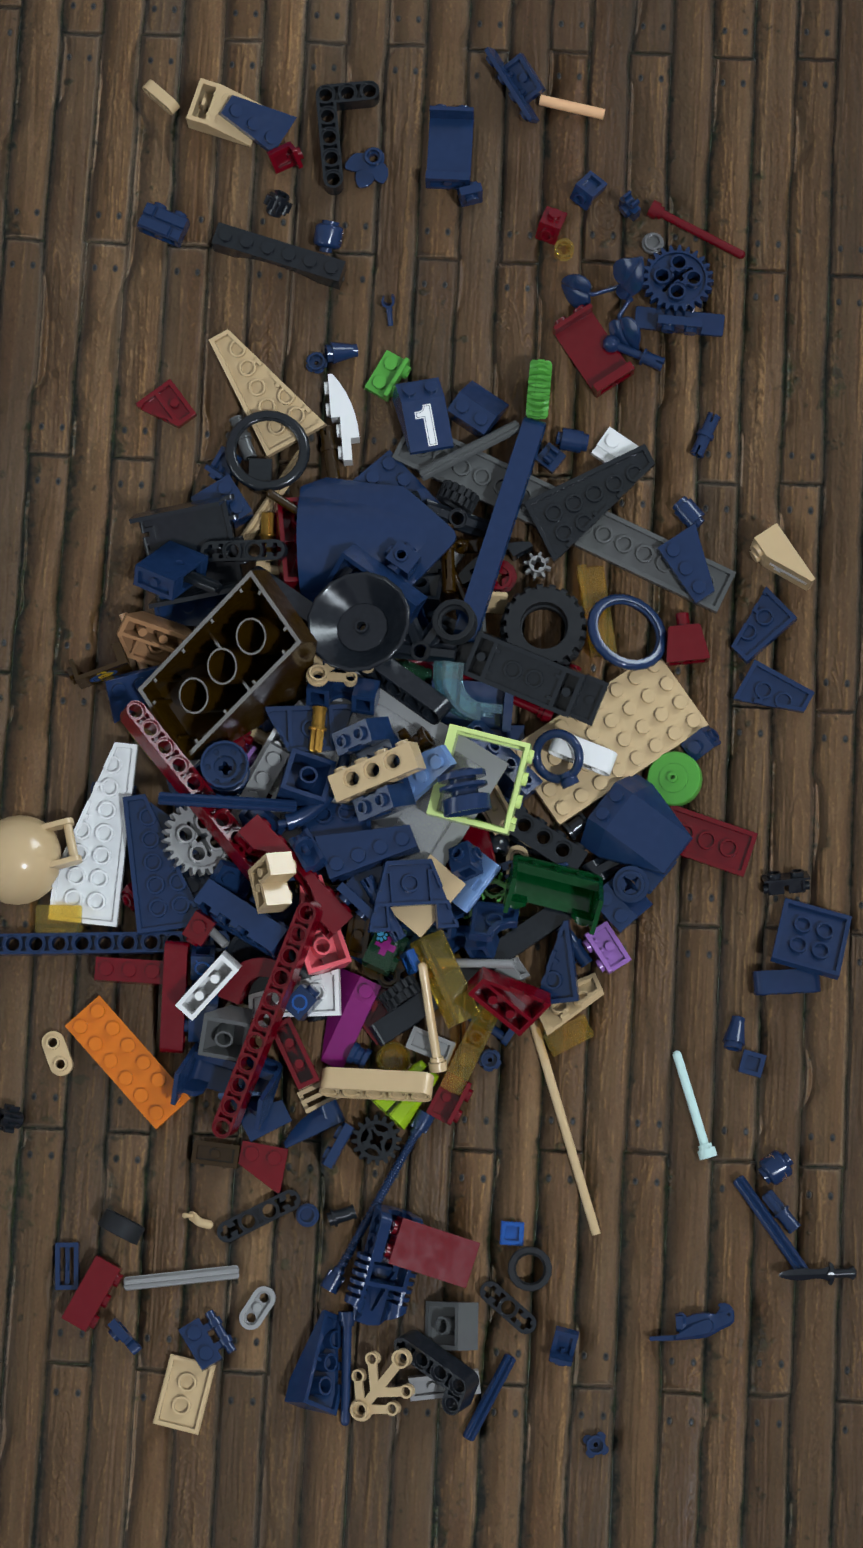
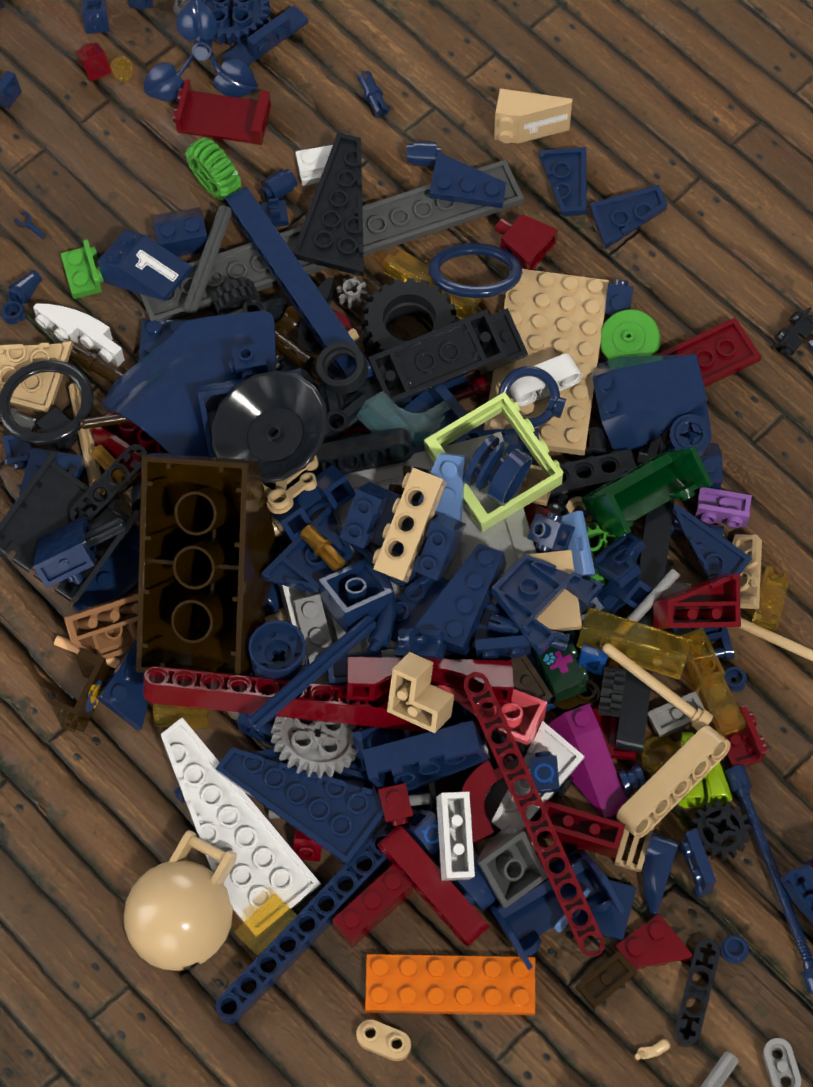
camera: 50 degrees left, 15 degrees down
(341, 1215) = (761, 919): black pin -> none
(612, 344) = (233, 96): dark blue pin -> none

